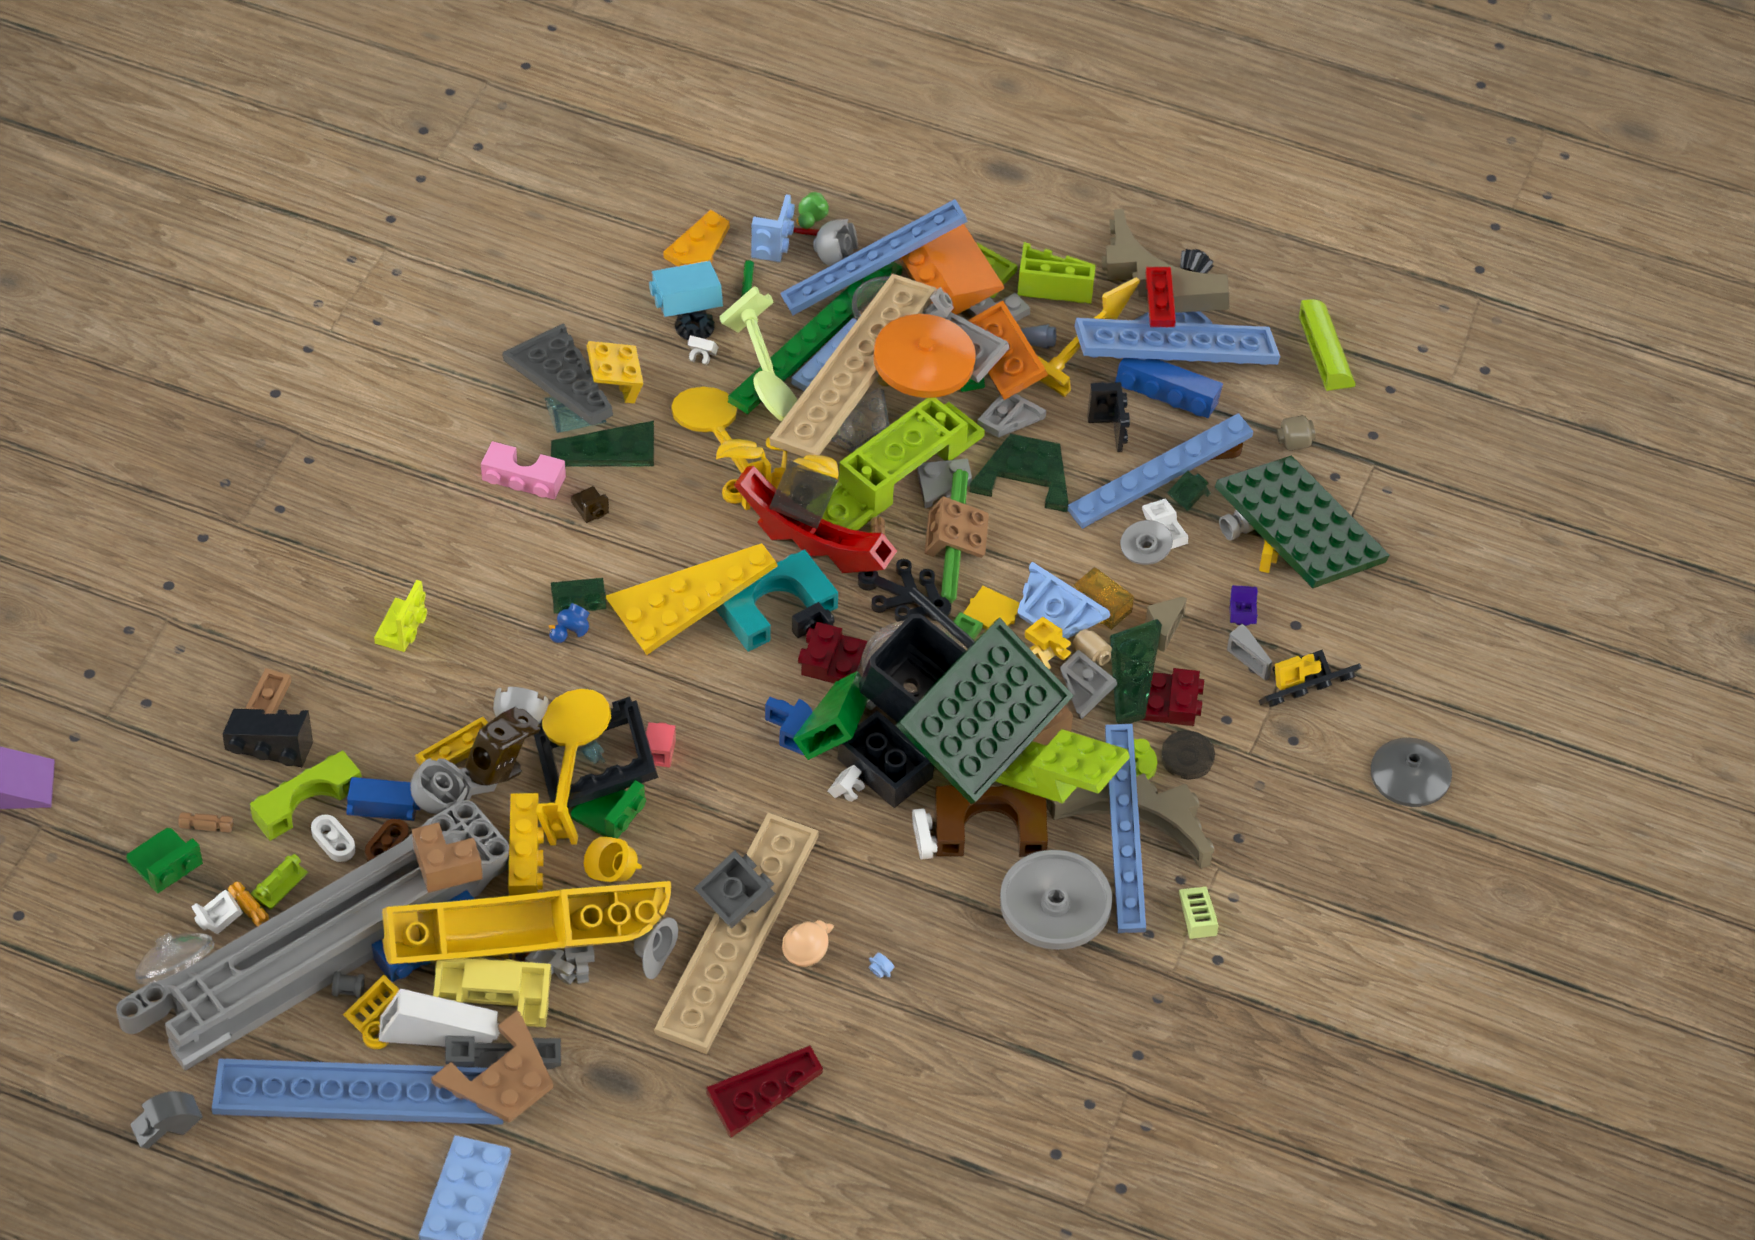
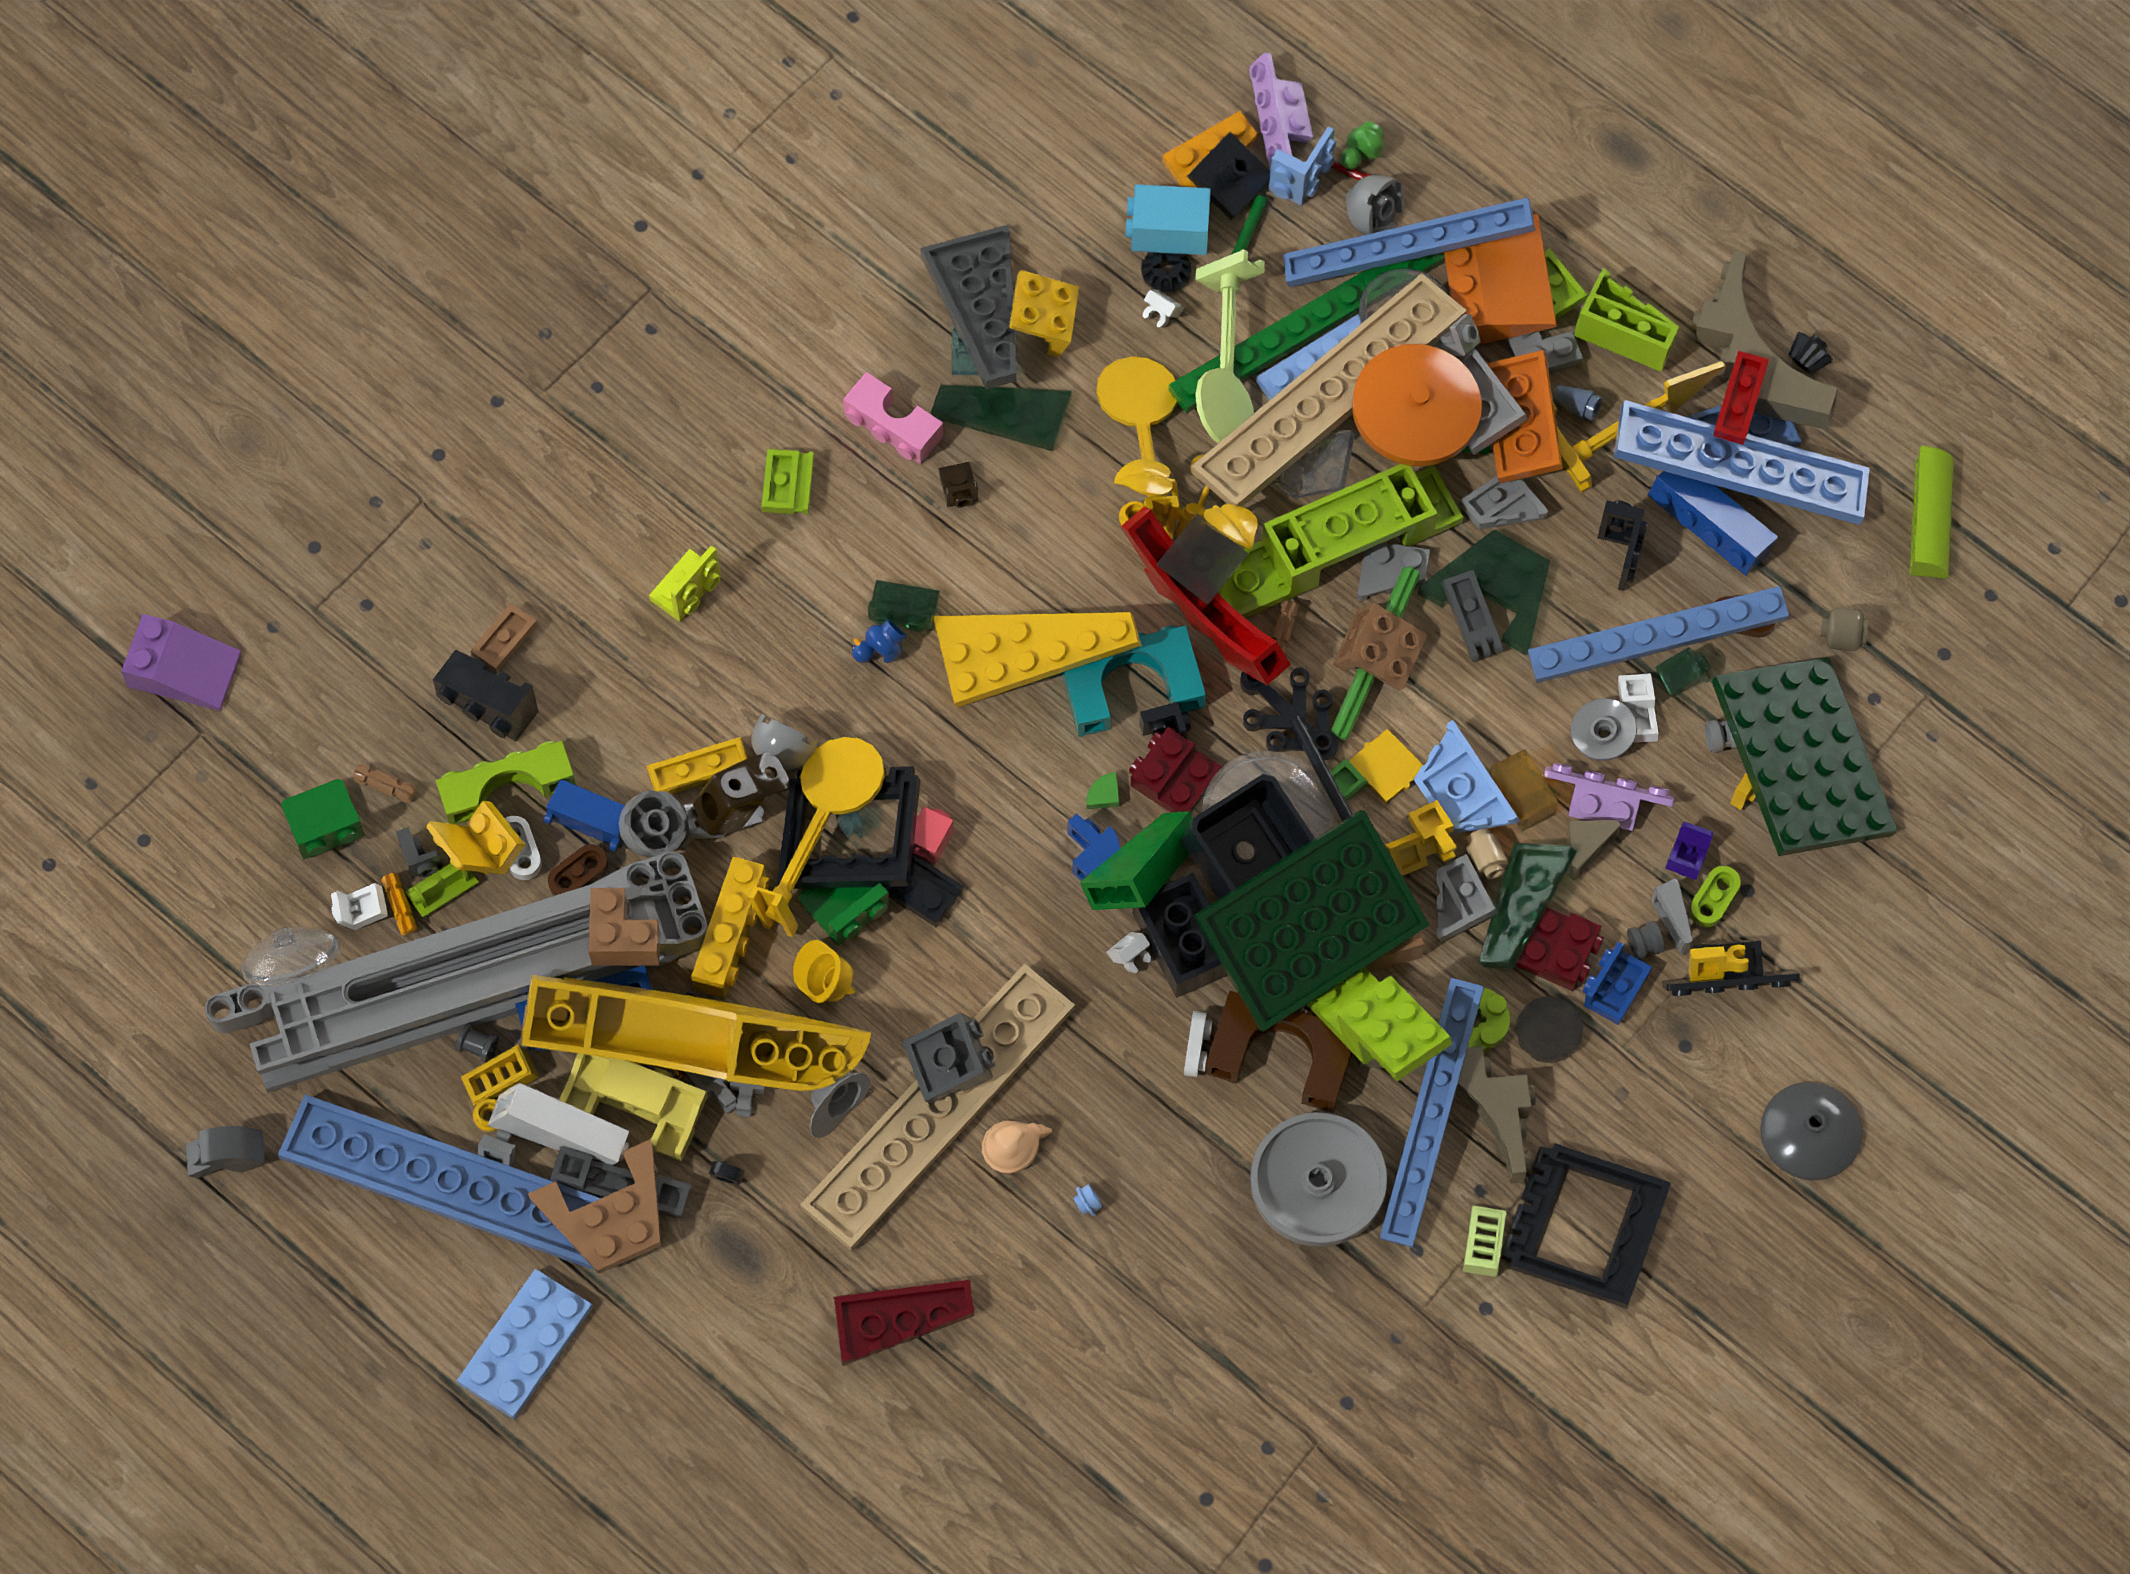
camera: 20 degrees right, 15 degrees up
(249, 866) = (418, 861): none -> dark grey bracket
(303, 836) = (483, 844): none -> yellow bracket
(393, 1054) = (498, 1148): none -> light grey tile
(456, 533) = (787, 482): none -> lime plate
(586, 1023) = (726, 1173): none -> black tile
(672, 787) = (928, 893): none -> black plate
(722, 249) = (1231, 175): none -> black tile
(738, 200) = (1279, 107): none -> lavender bracket
(783, 683) = (1103, 793): none -> bright green tile
(1017, 493) = (1472, 614): none -> dark grey hinge
(1166, 587) = (1605, 799): none -> lavender bracket
(1226, 709) = (1616, 984): none -> blue bracket
(1235, 674) = (1645, 940): none -> dark grey wheel
(1274, 634) = (1713, 898): none -> lime plate
(1309, 875) = (1632, 1238): none -> black hinge

